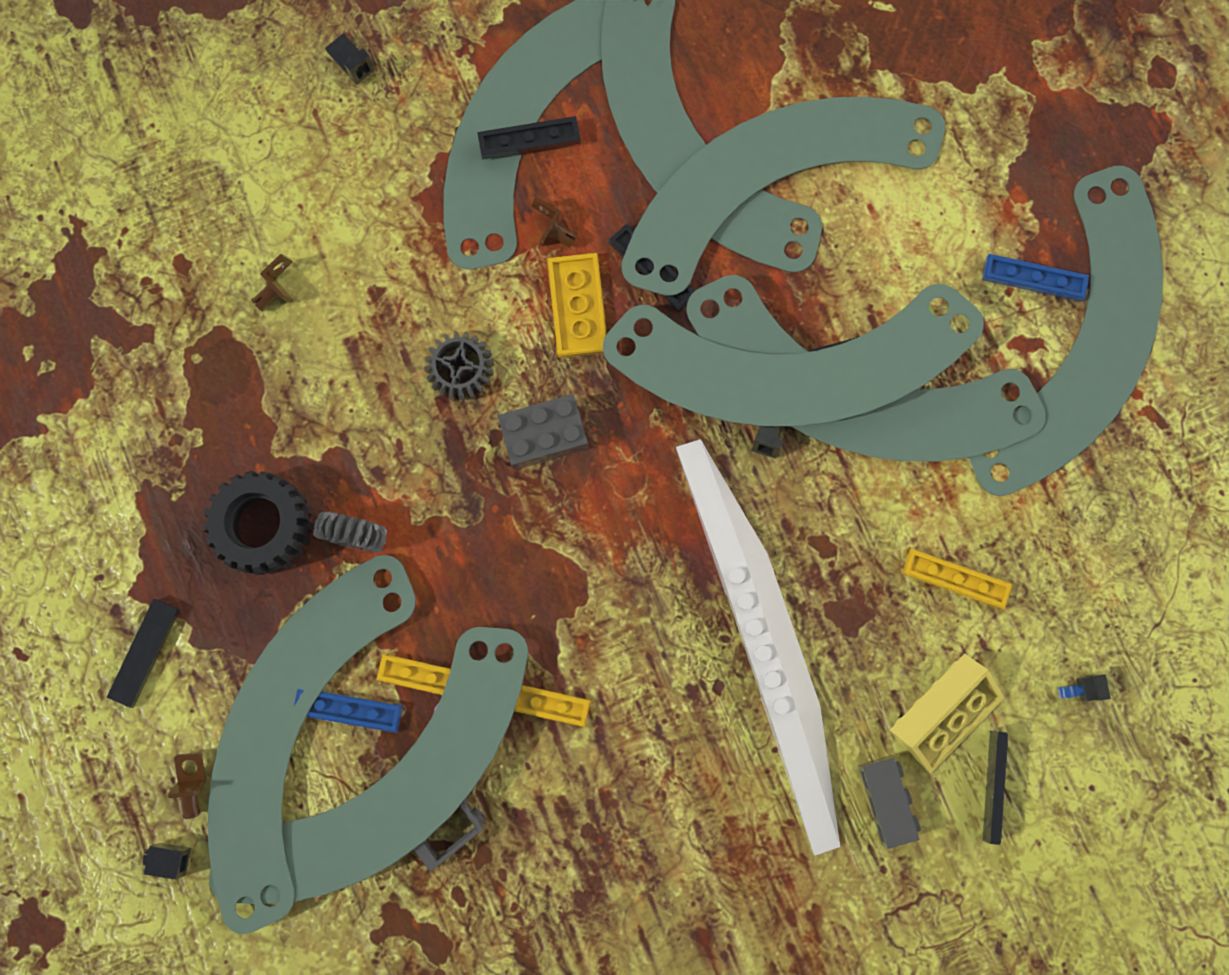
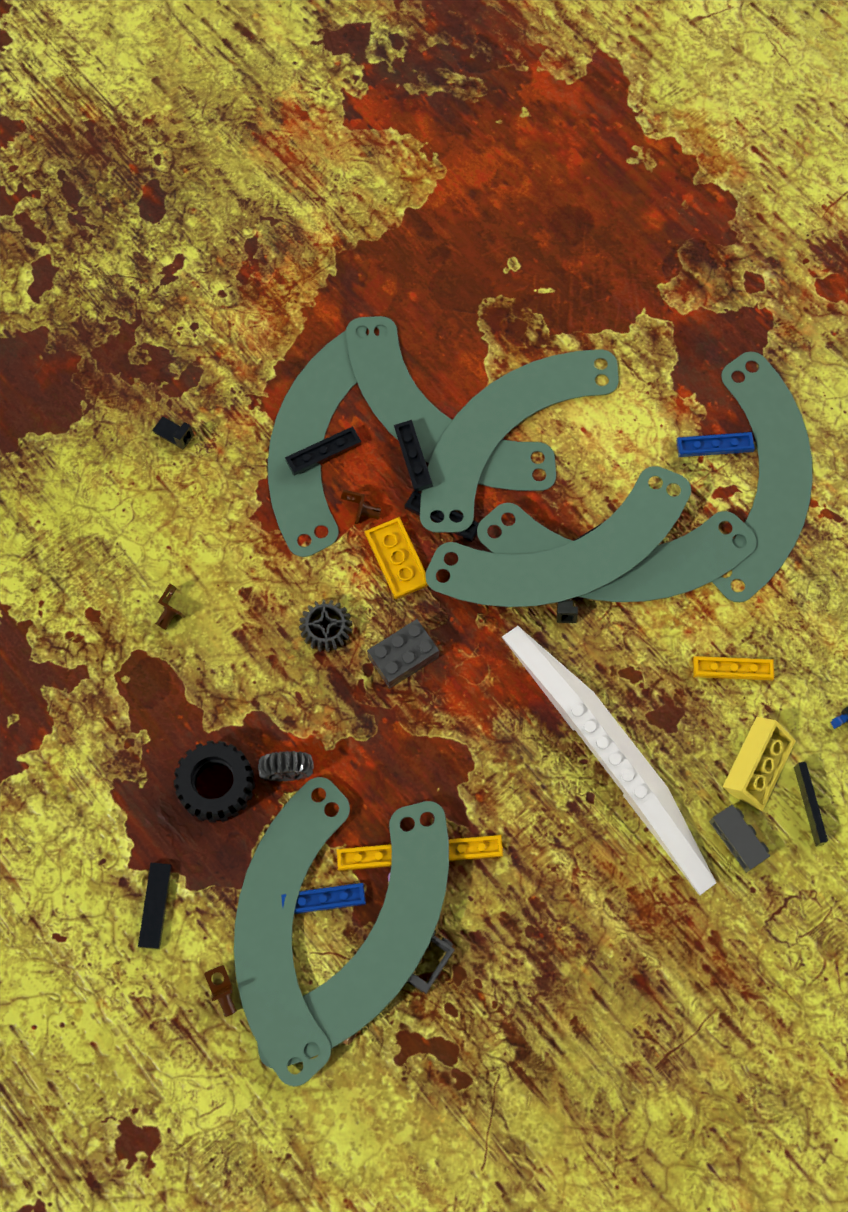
camera: 20 degrees left, 10 degrees down
(166, 861) = (222, 1052): black brick -> none
(639, 178) = (413, 456): none -> black plate

